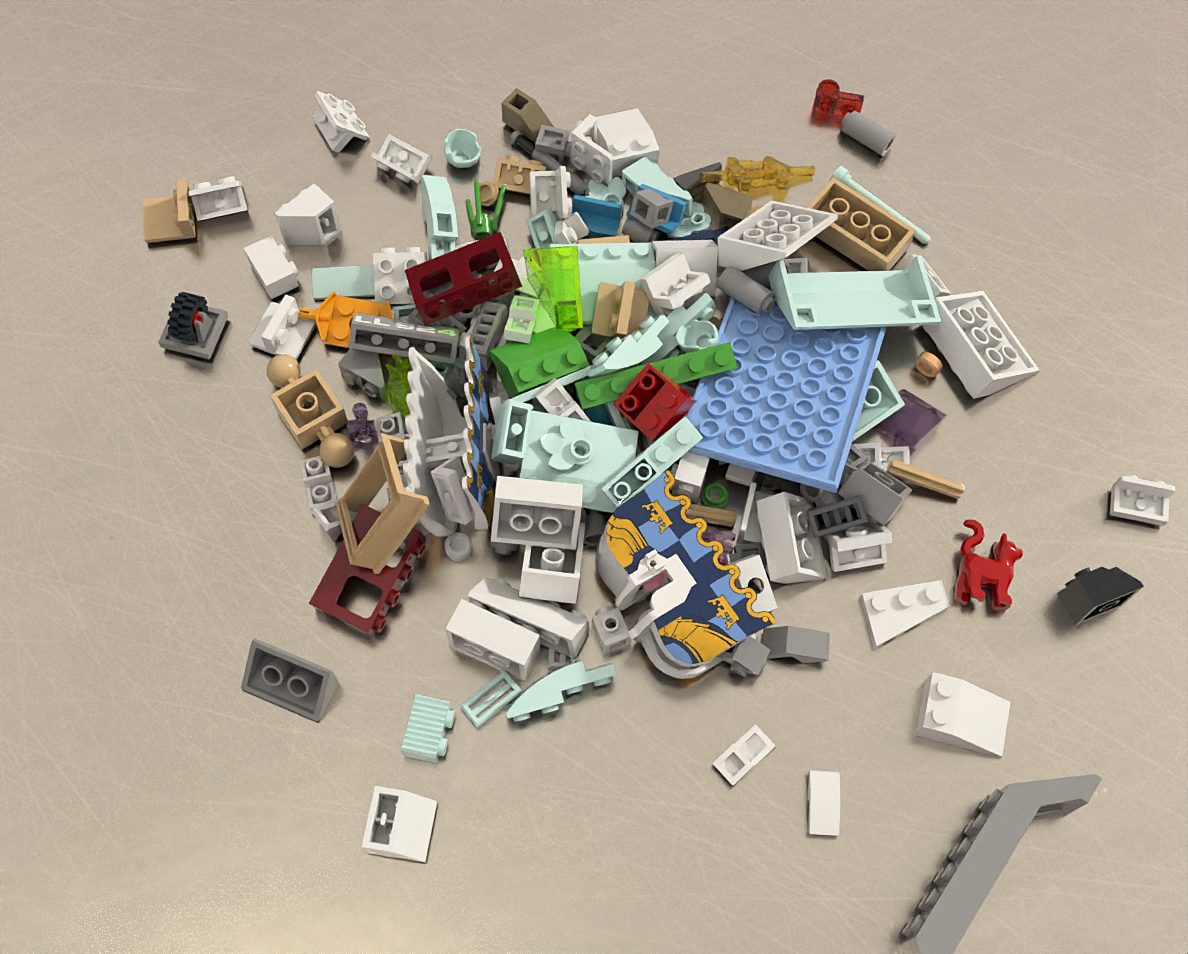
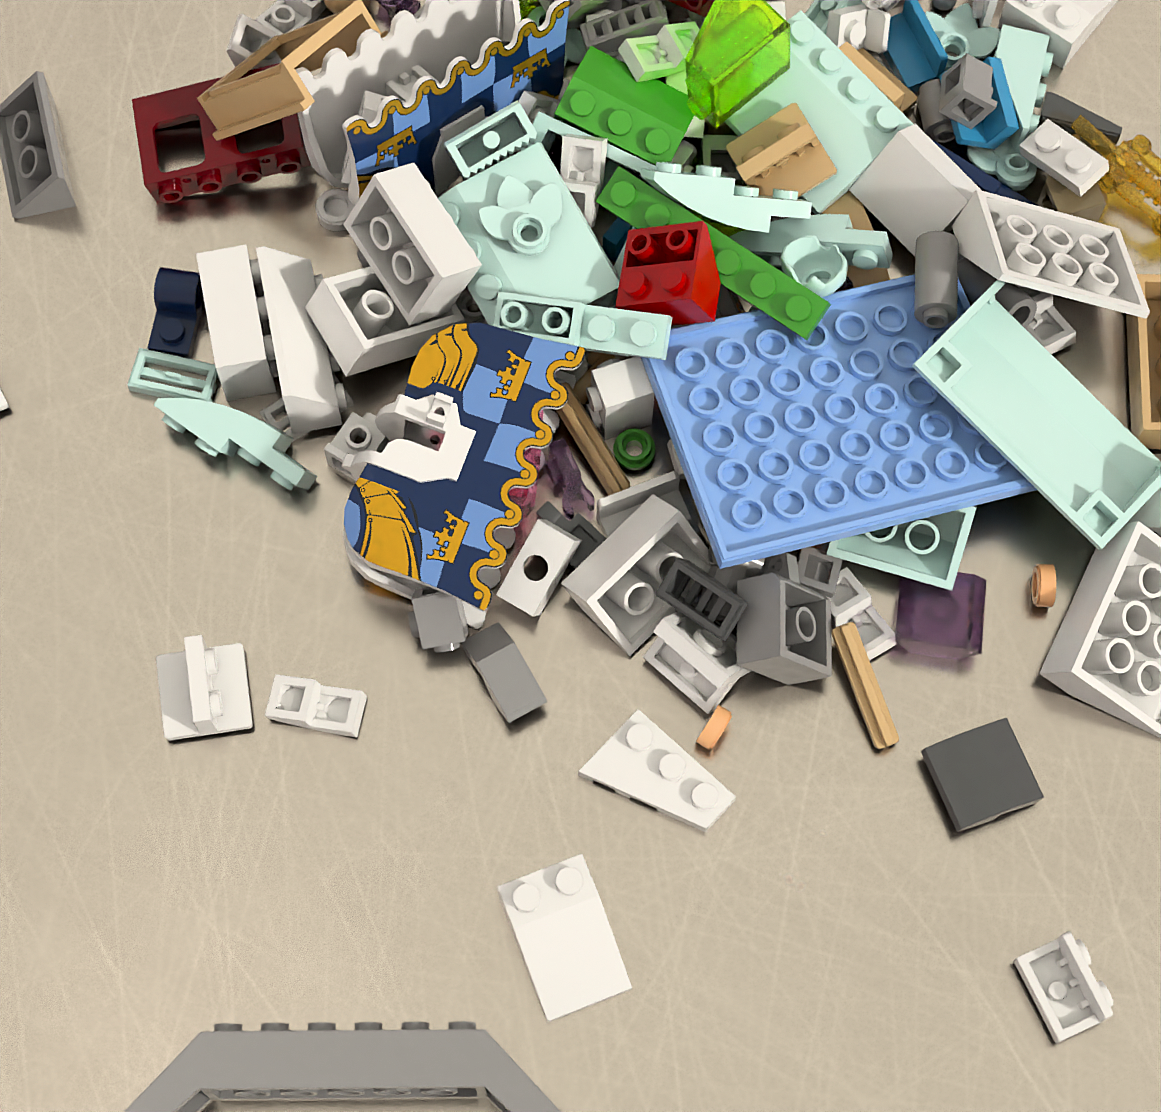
camera: 55 degrees right, 5 degrees up
(427, 728) = (83, 332): light aqua brick -> none
(454, 671) = (178, 312): none -> dark blue plate
(673, 285) = (868, 188): white bracket -> none
(693, 809) = (203, 690): none -> white bracket
(717, 195) = (1064, 157): none -> white plate
(824, 802) = (321, 836): white slope -> none
(898, 564) = (714, 727): none -> light nougat tile
(986, 572) = (788, 841): red animal -> none
(1007, 460) = (982, 774): none -> dark grey slope
(1098, 592) = (869, 1002): black slope -> none

